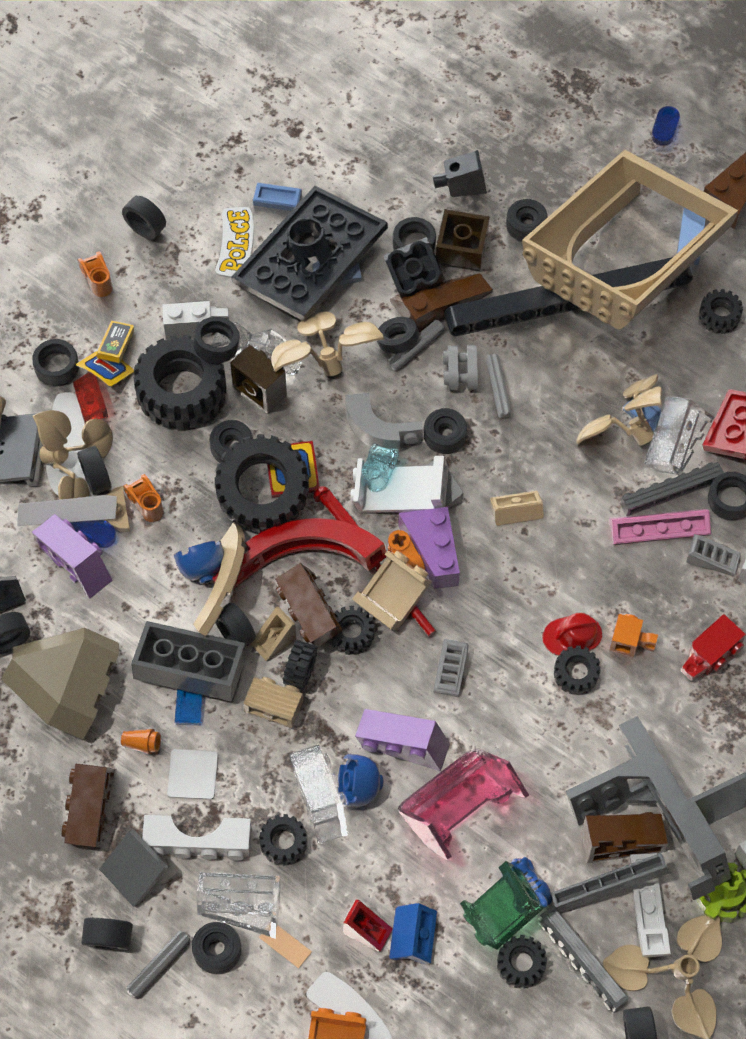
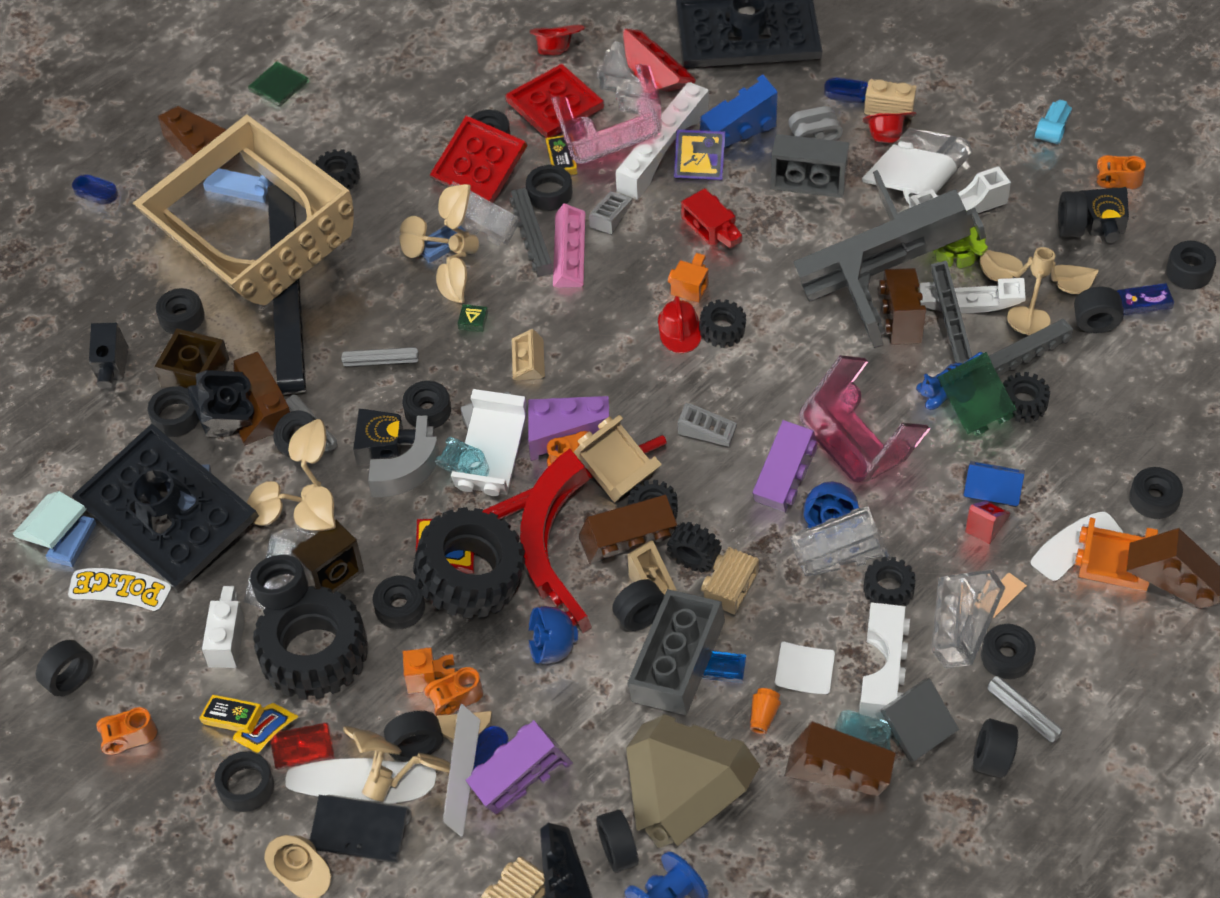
camera: 80 degrees left, 10 degrees down
(121, 819) = (864, 728): none -> clear light blue piece
(162, 470) = (422, 668): none -> orange brick
(226, 579) = (586, 596): tan tile -> none
(289, 176) = (50, 520): none -> light aqua slope
(402, 397) = (380, 436): none -> black torso
(452, 377) = (352, 382): light grey brick -> none
(556, 454) = (472, 318): none -> clear green tile

